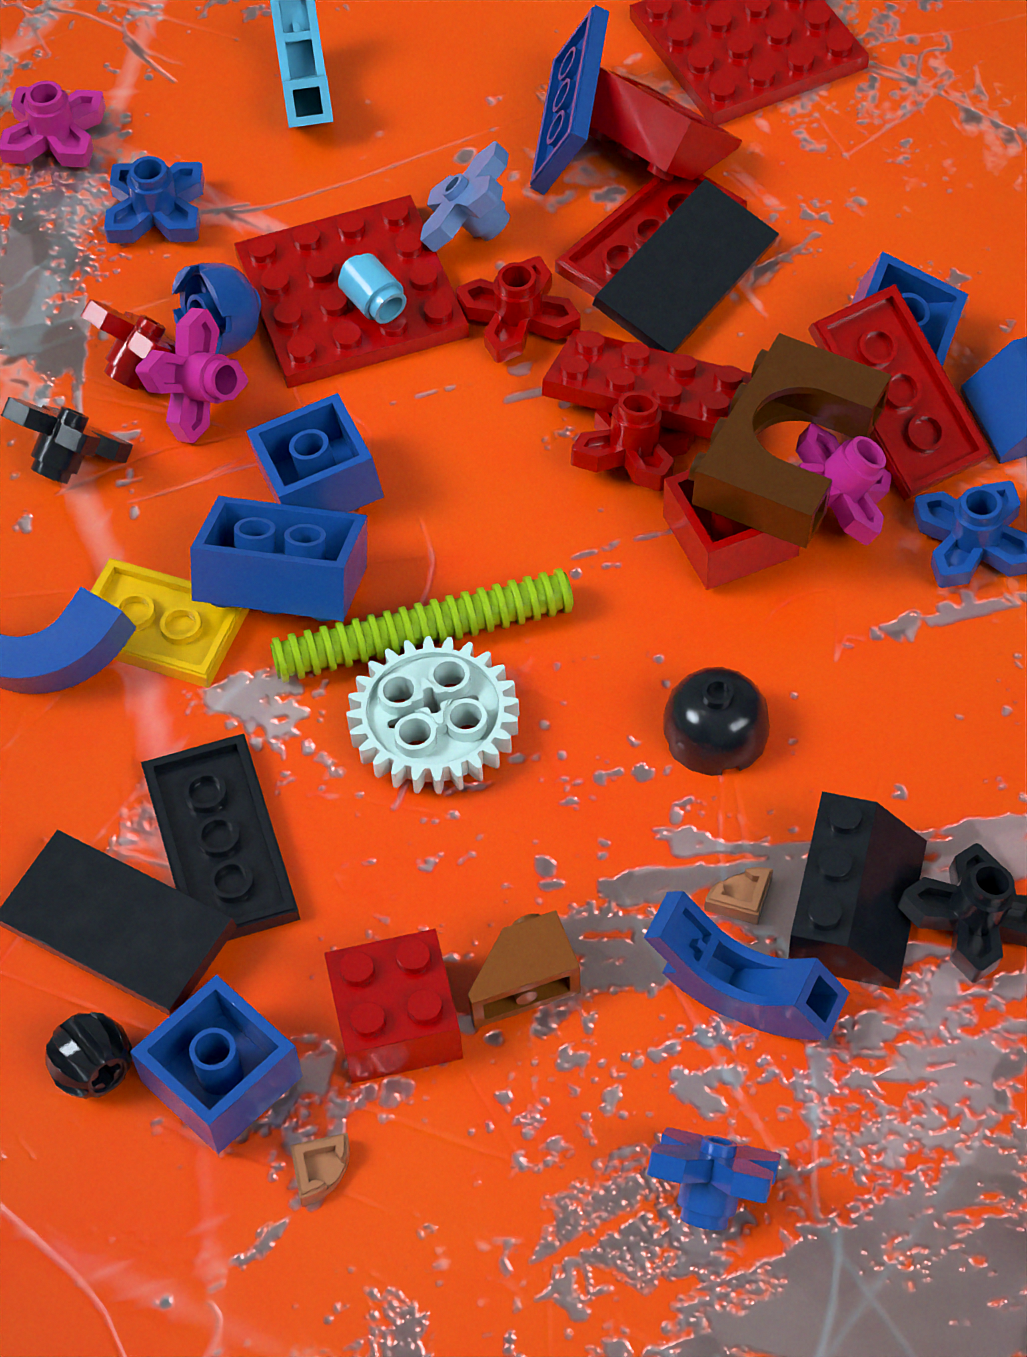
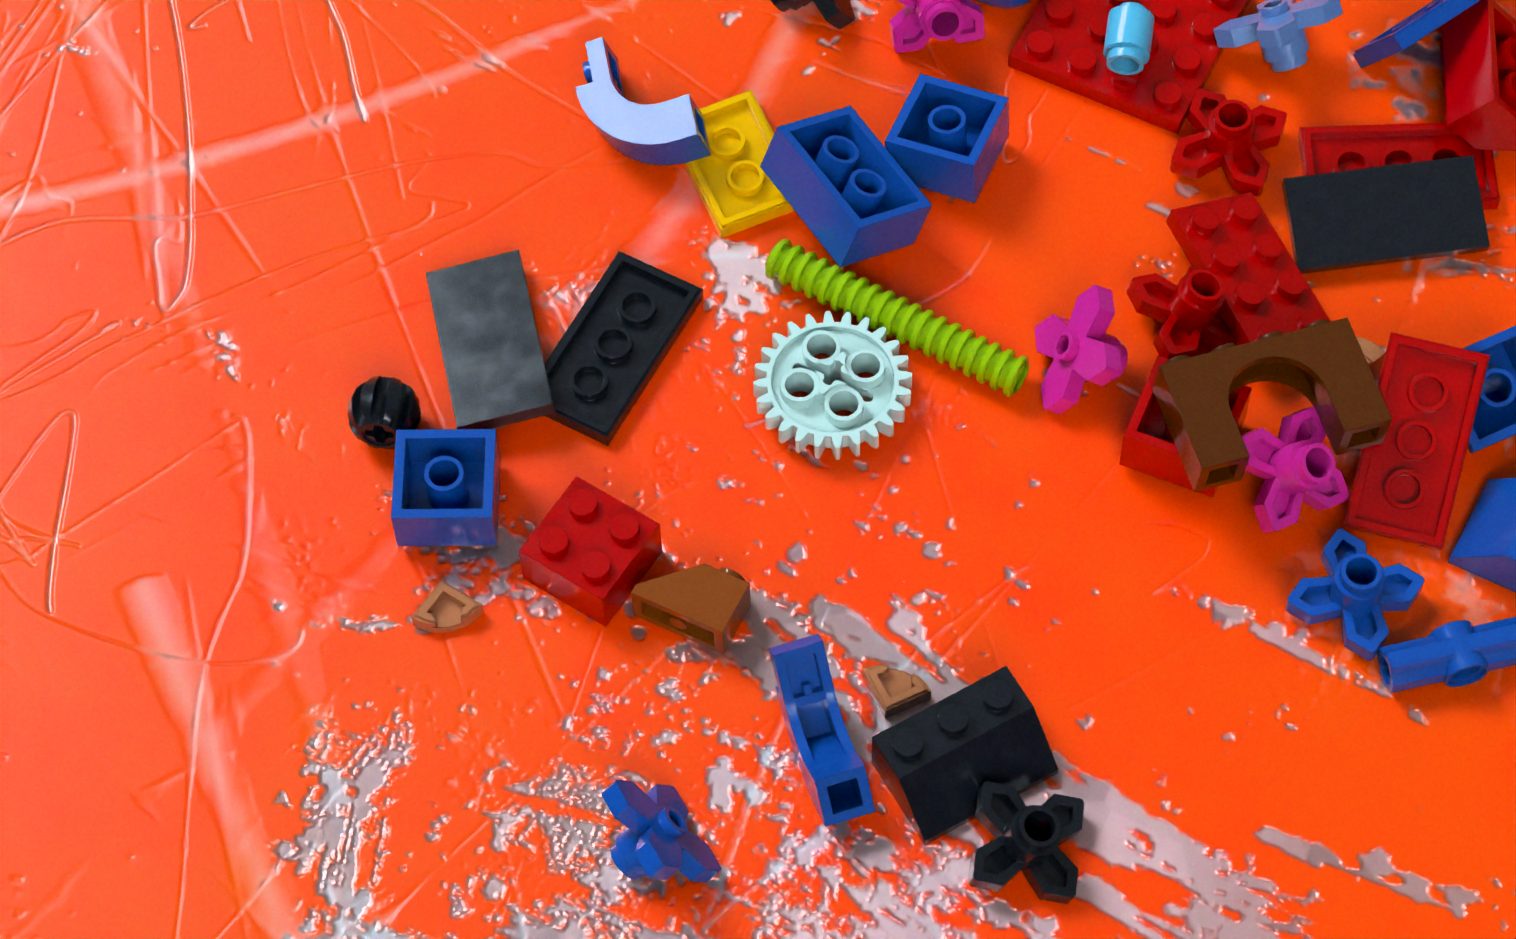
camera: 45 degrees right, 5 degrees up
(594, 528) = (1079, 349): none -> dark pink plant
(716, 721) = (1013, 559): black cylinder -> none

